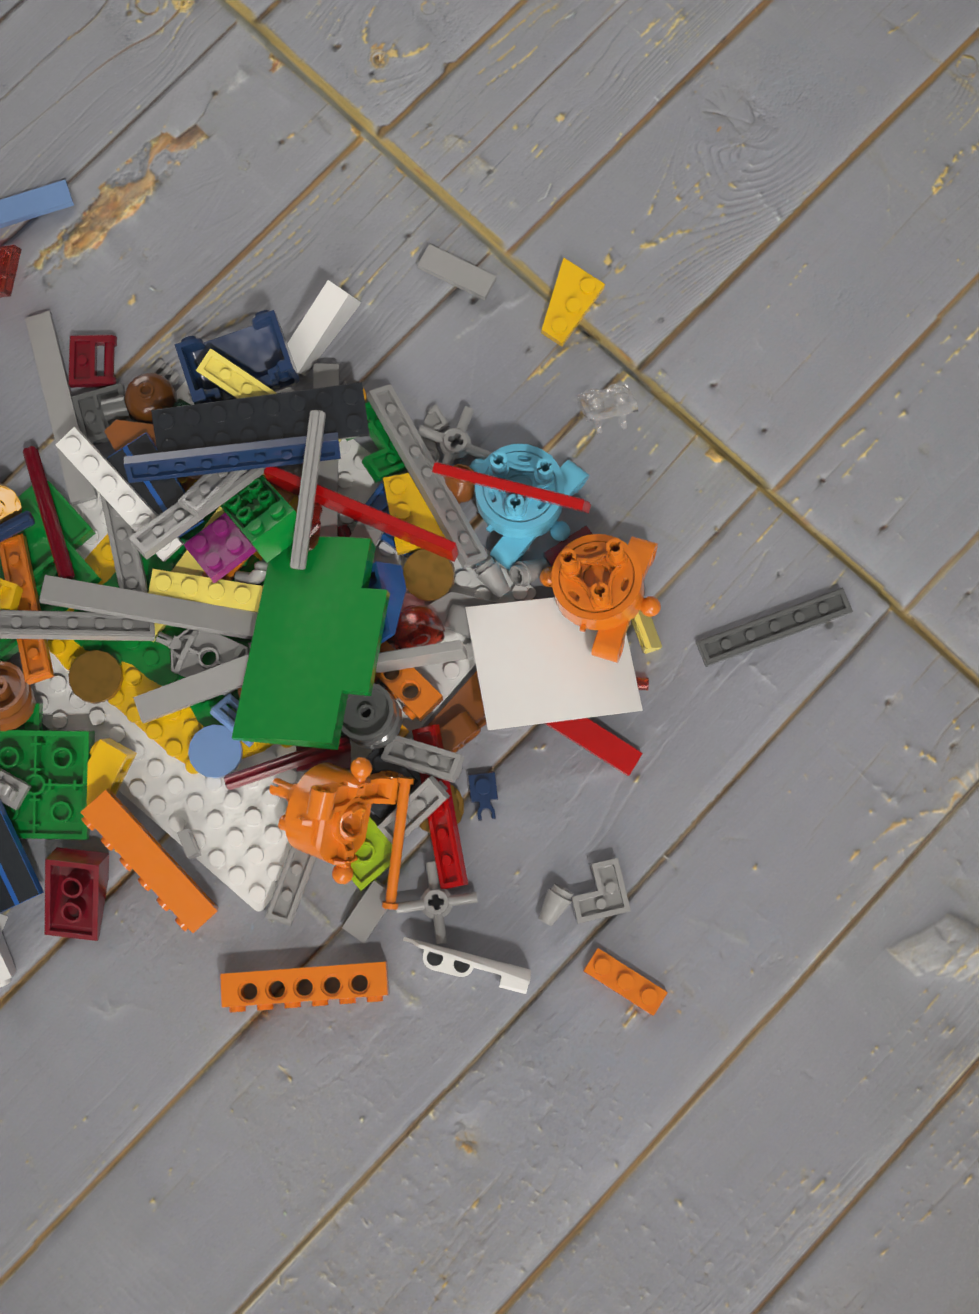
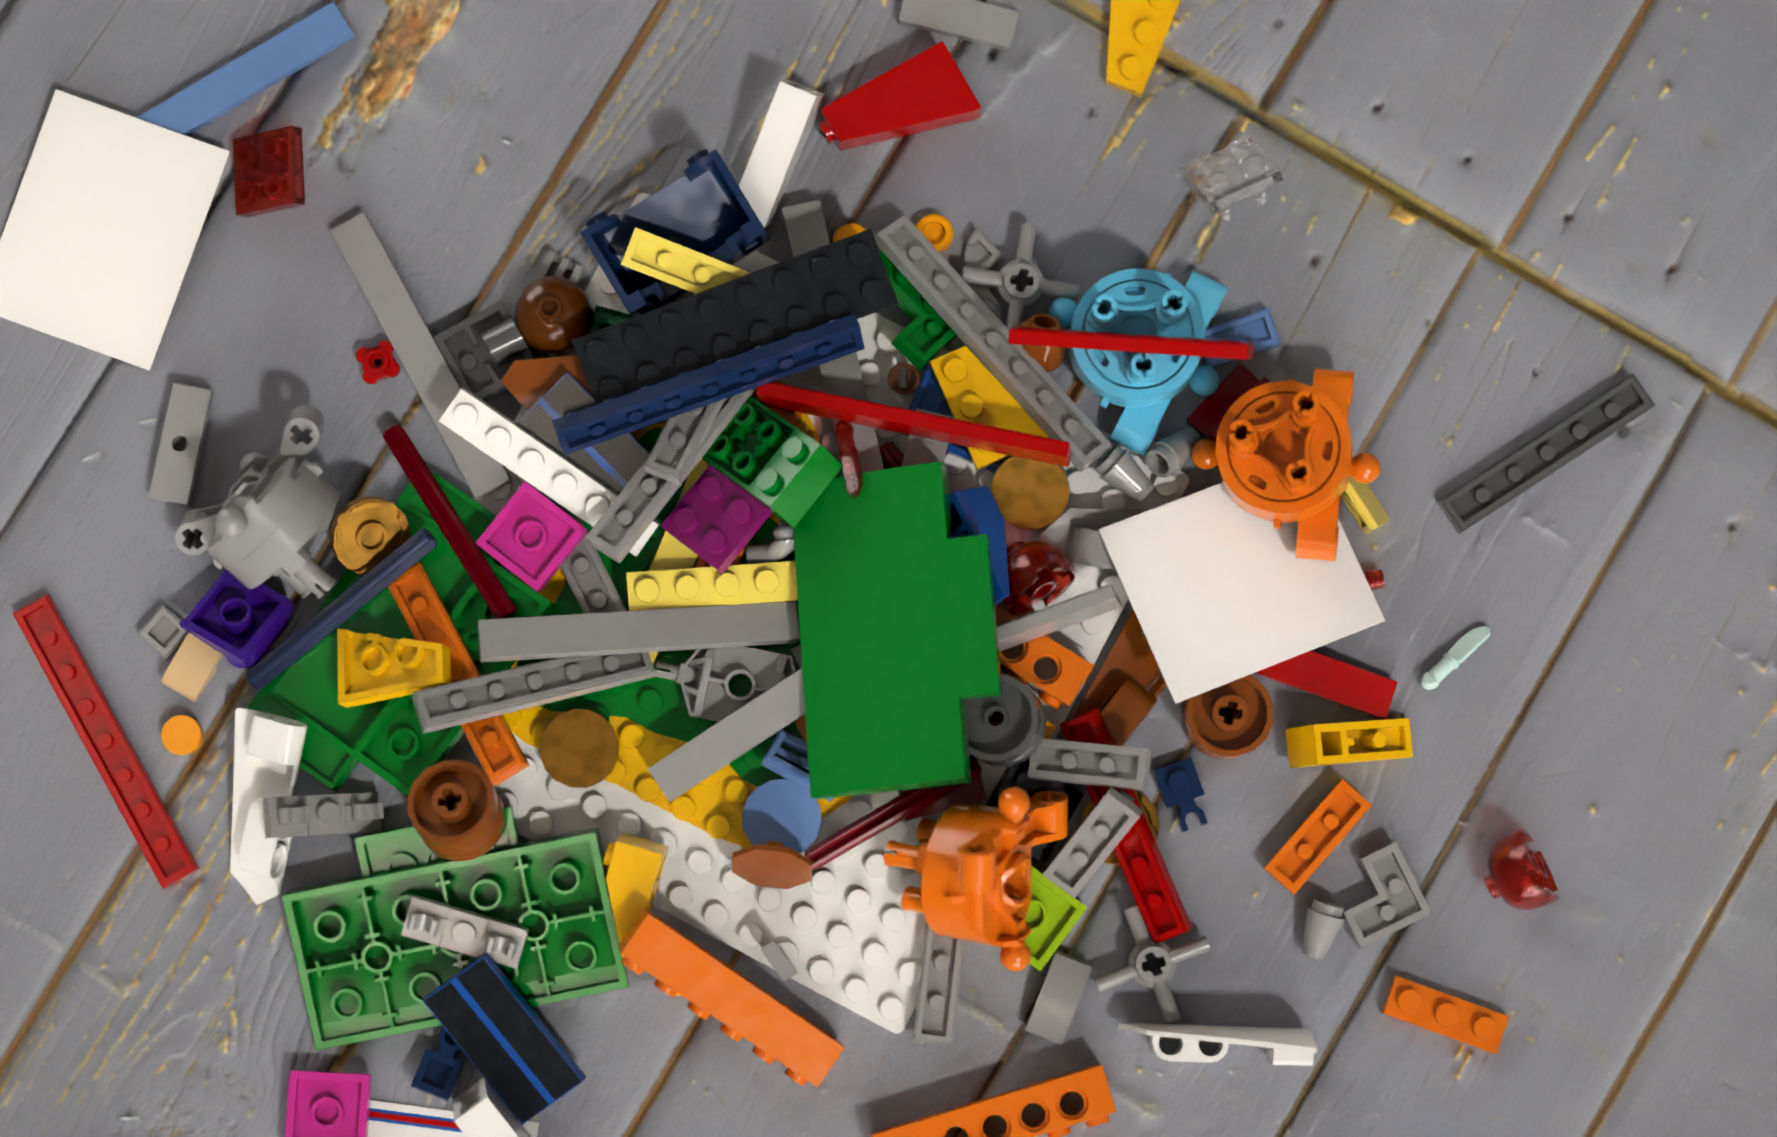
camera: 15 degrees left, 5 degrees up
(37, 412) = (388, 367): none -> red plate
(75, 893) = (631, 1067): dark red slope -> none
(84, 361) = (436, 276): dark red plate -> none
(97, 533) = (532, 537): none -> dark pink plate
(198, 779) = (772, 865): none -> dark orange piece
(307, 489) = (833, 410): light grey axle -> none
(358, 484) = (912, 378): none -> reddish brown hinge
(397, 843) = (1081, 893): orange bar -> none
(406, 315) = (904, 101): none -> red slope
(410, 400) = (937, 231): none -> light orange tile
(532, 762) = (1244, 733): none -> dark orange wheel
(566, 843) = (1317, 836): none -> orange plate
(601, 511) = (1254, 328): none -> medium blue tile
(601, 785) = (1349, 742): none -> yellow slope
(685, 745) = (1456, 655): none -> light aqua piece
(695, 897) = (1519, 873): none -> clear red cylinder

